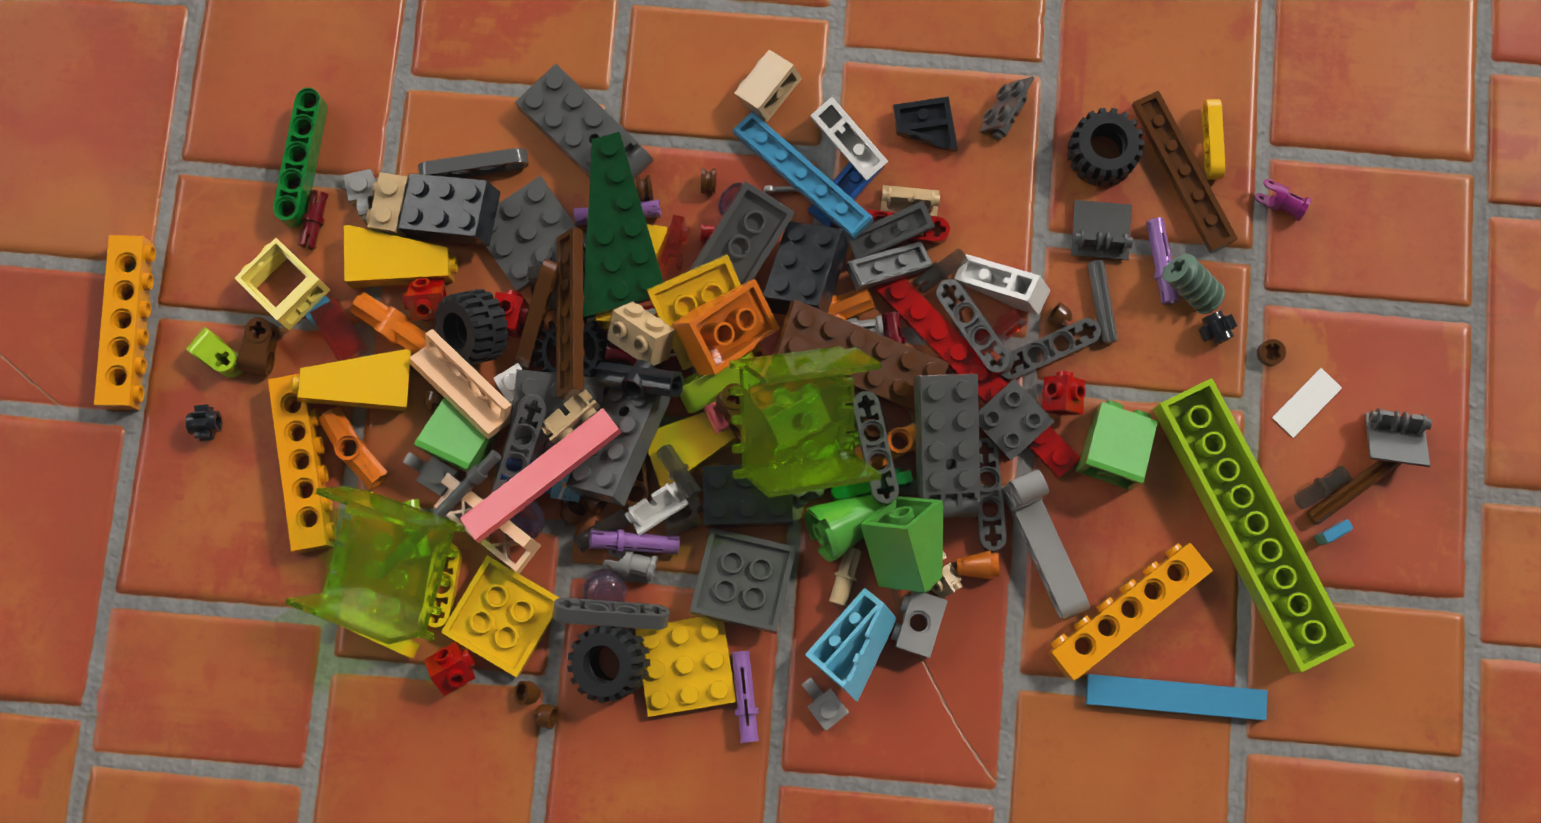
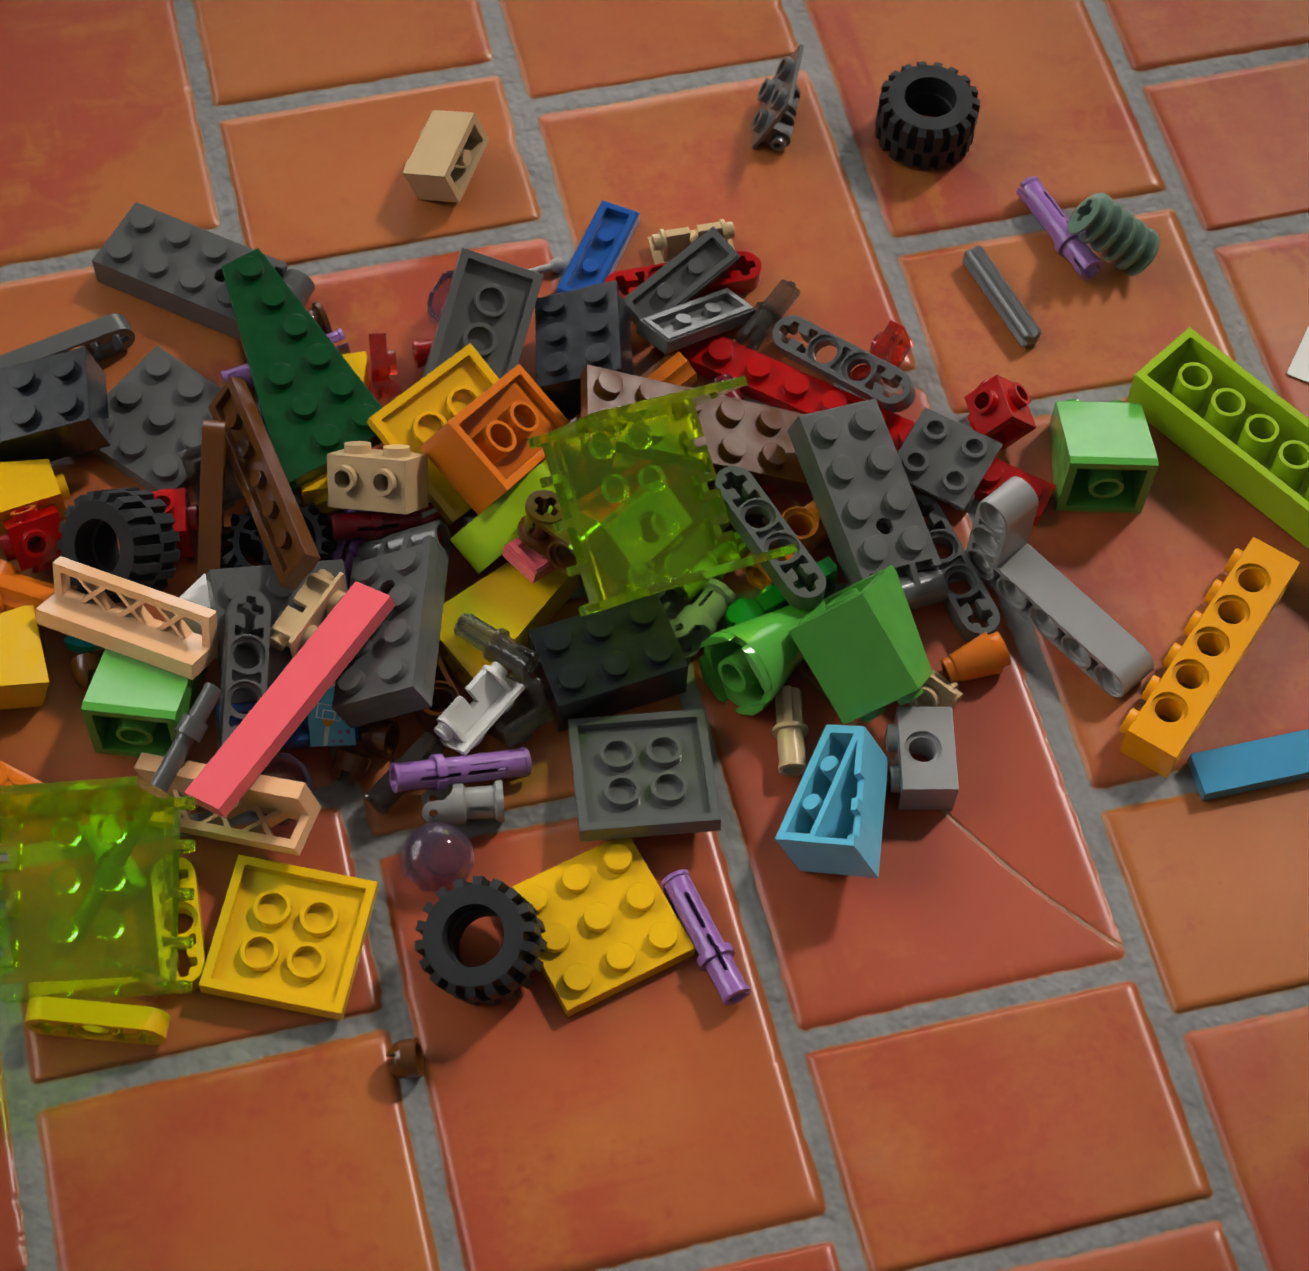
camera: 25 degrees left, 20 degrees down
(431, 472) = (115, 764): light grey plate -> none
(450, 668) = (232, 1030): red brick -> none
(527, 693) = (364, 1034): reddish brown hinge -> none
(610, 613) = (446, 870): dark grey beam -> none
(639, 379) = (418, 520): black piece -> none
(708, 180) = (403, 290): reddish brown bush -> none
(803, 175) = (532, 247): dark azure tile -> none
(825, 706) = (830, 916): light grey plate -> none
(848, 138) = (577, 186): white slope -> none
(927, 122) = (678, 151): black wing -> none
(1004, 283) = (865, 303): white slope -> none
(1048, 350) = (956, 373): dark grey beam -> none
(1059, 314) = (950, 325): reddish brown hinge -> none
(1101, 230) = (963, 215): dark grey hinge -> none
(1184, 171) = (1045, 123): reddish brown plate -> none
(1213, 139) = (1061, 77): yellow beam -> none
(1218, 327) = (1167, 280): black gear -> none
(1280, 352) = (1253, 285): reddish brown bush -> none
(1284, 200) = (1185, 120): magenta piece -> none

